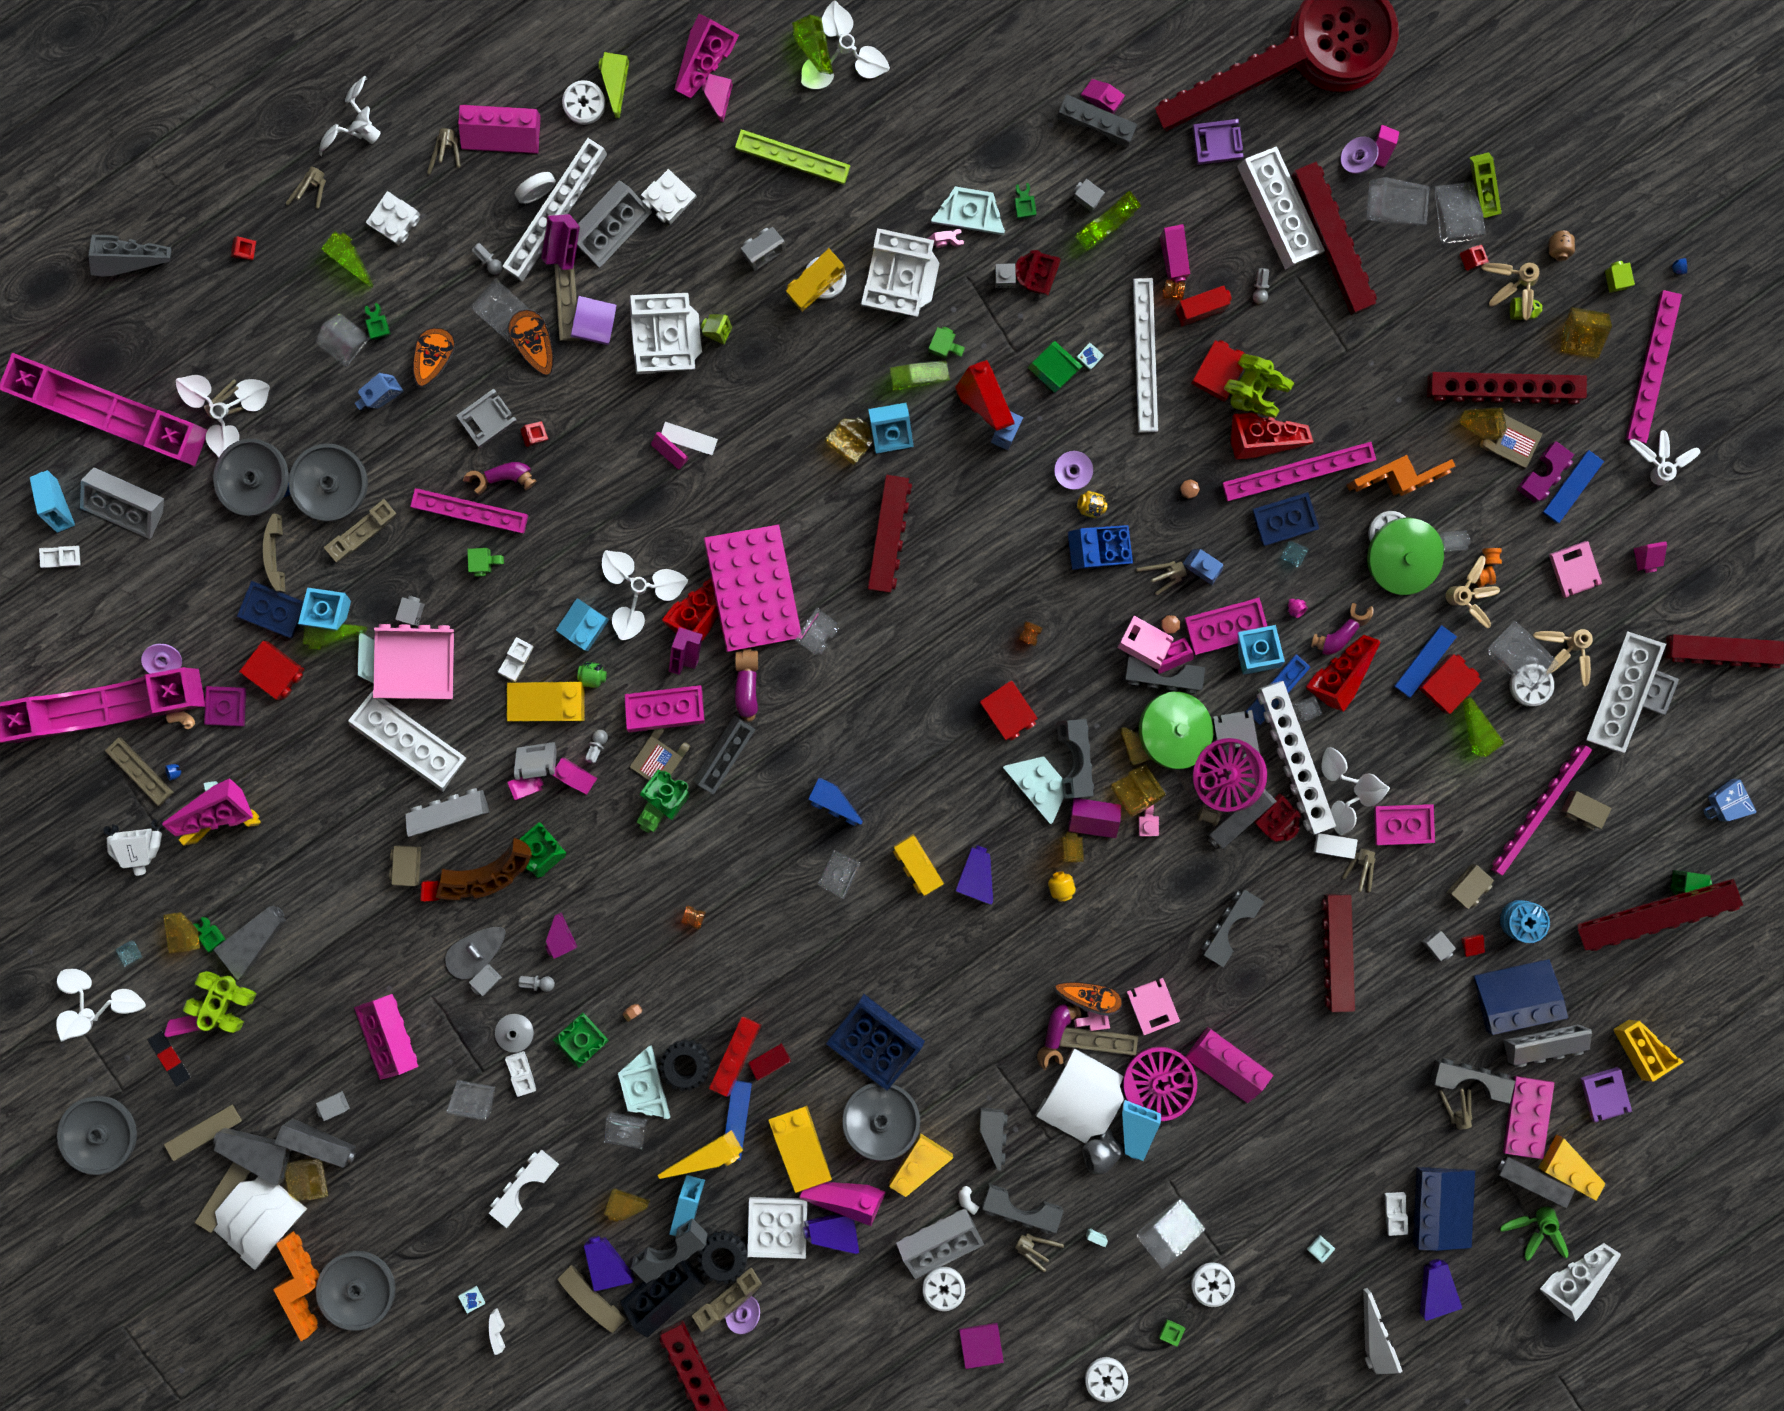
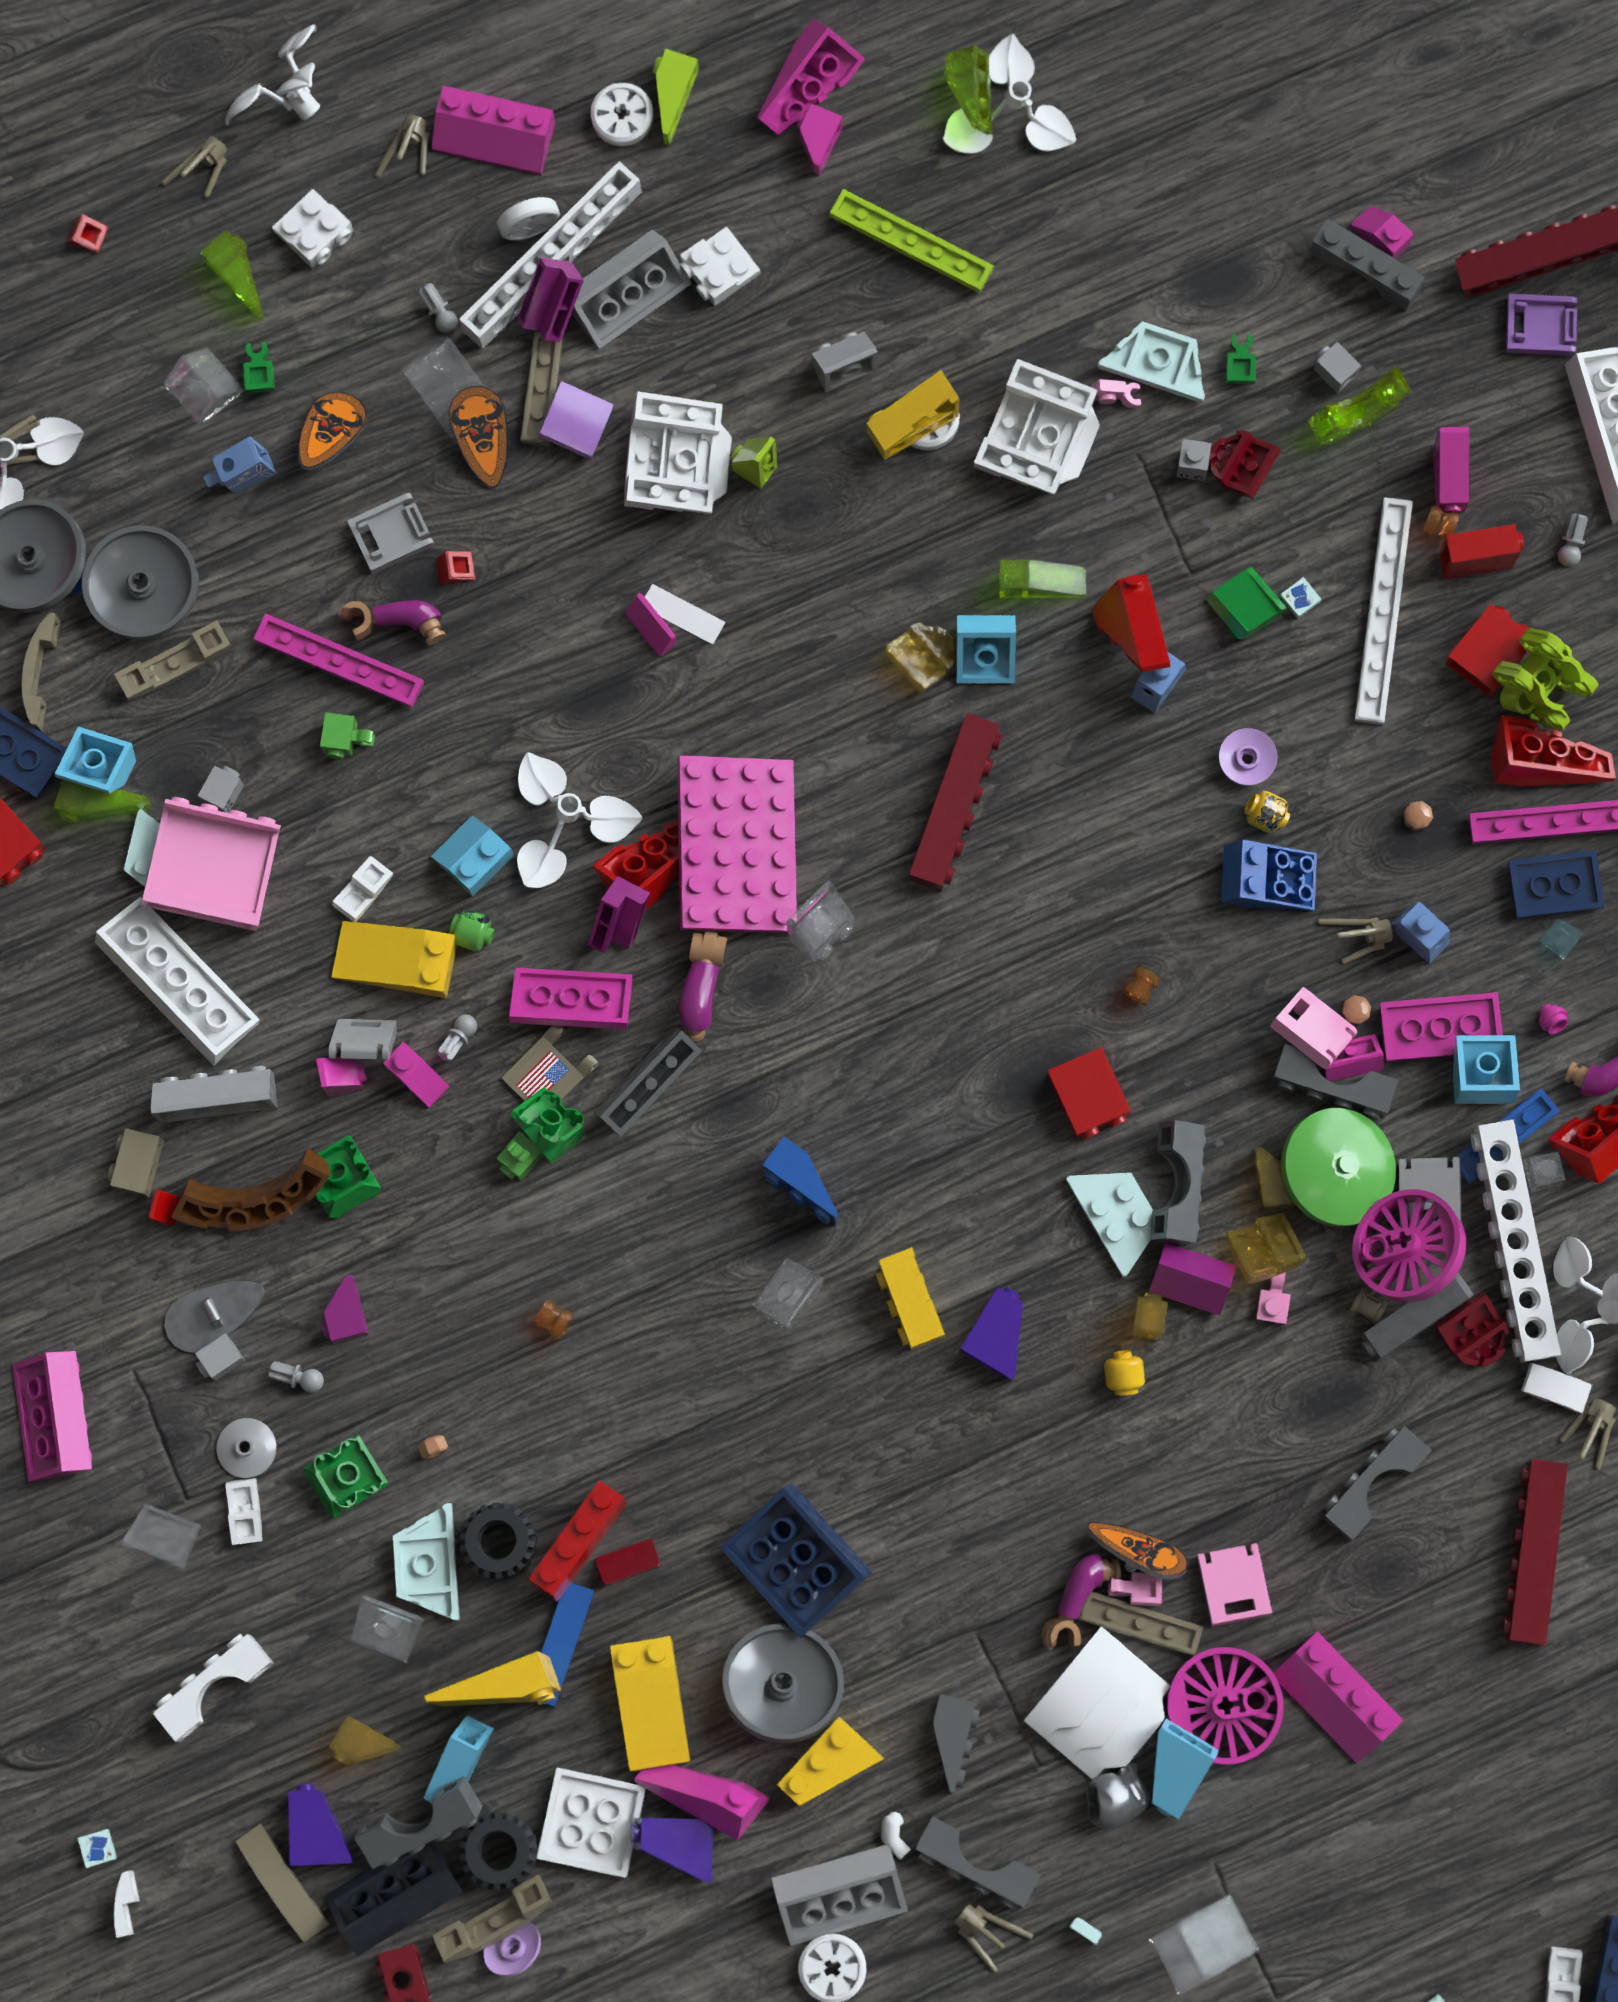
camera: 15 degrees right, 10 degrees down
(943, 343) = (1086, 541): bright green brick -> none

